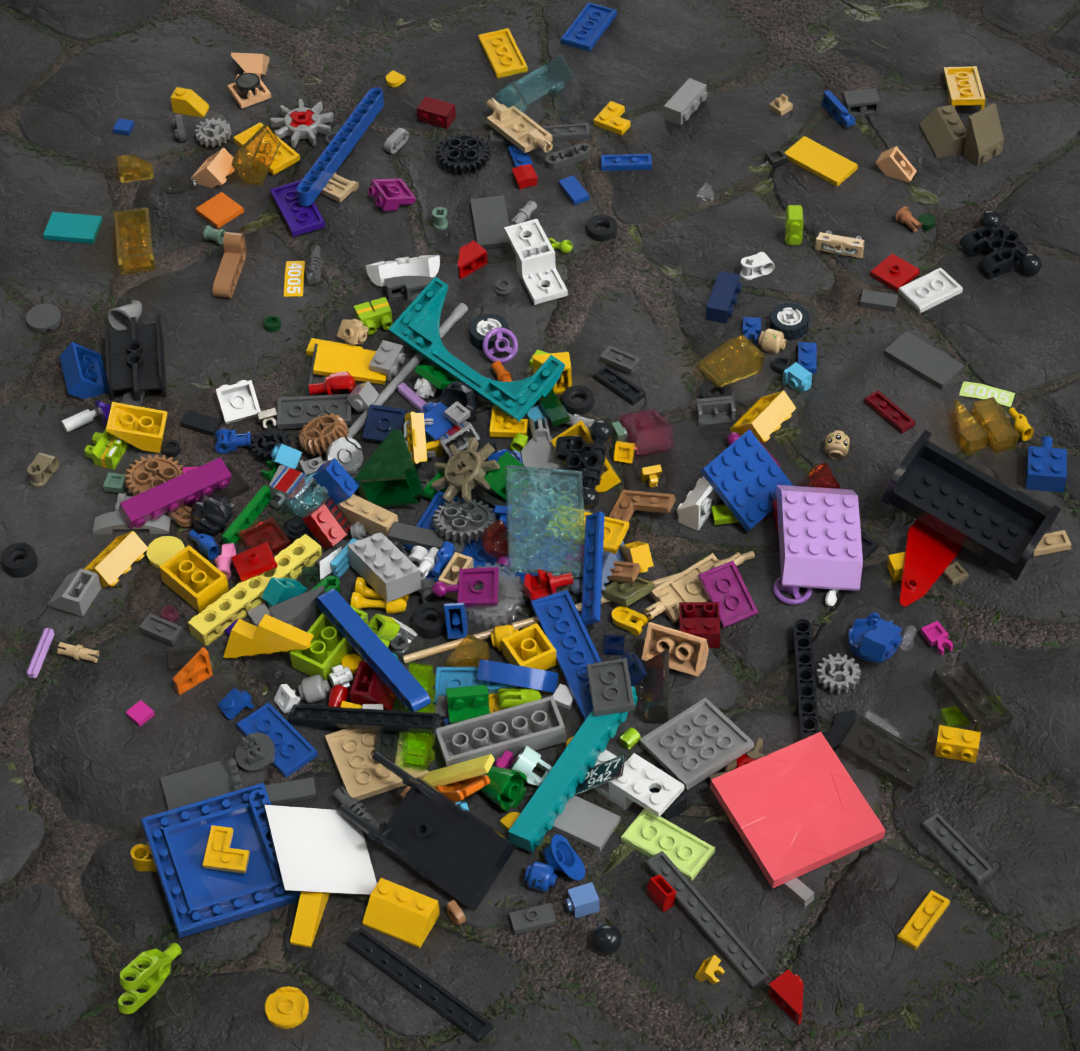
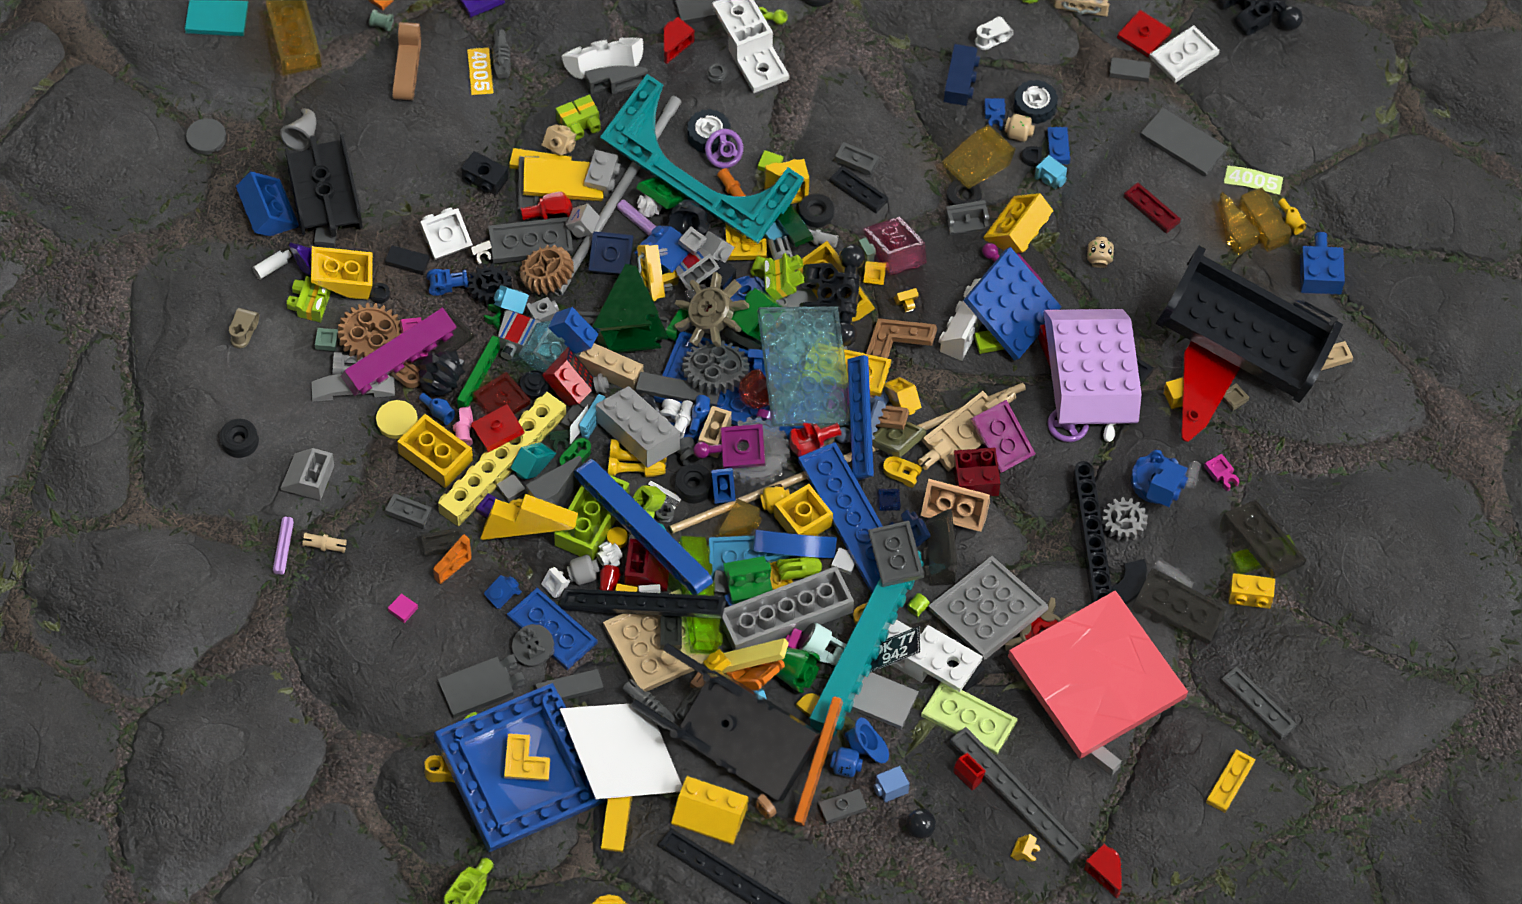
camera: 10 degrees left, 10 degrees up
(117, 558) = (345, 430): yellow slope -> none
(170, 614) = (414, 488): clear pink plate -> none
(272, 323) = (465, 131): dark green tile -> none
(282, 356) = (479, 164): none -> black brick
(347, 453) = (574, 292): light grey tile -> none
(428, 774) = (717, 661): none -> yellow plate
(481, 422) = (717, 247): none -> light grey brick
(511, 872) = (818, 761): none -> orange tile
(537, 447) = (781, 275): none -> lime hips
(822, 477) = (1089, 296): clear red cone -> none

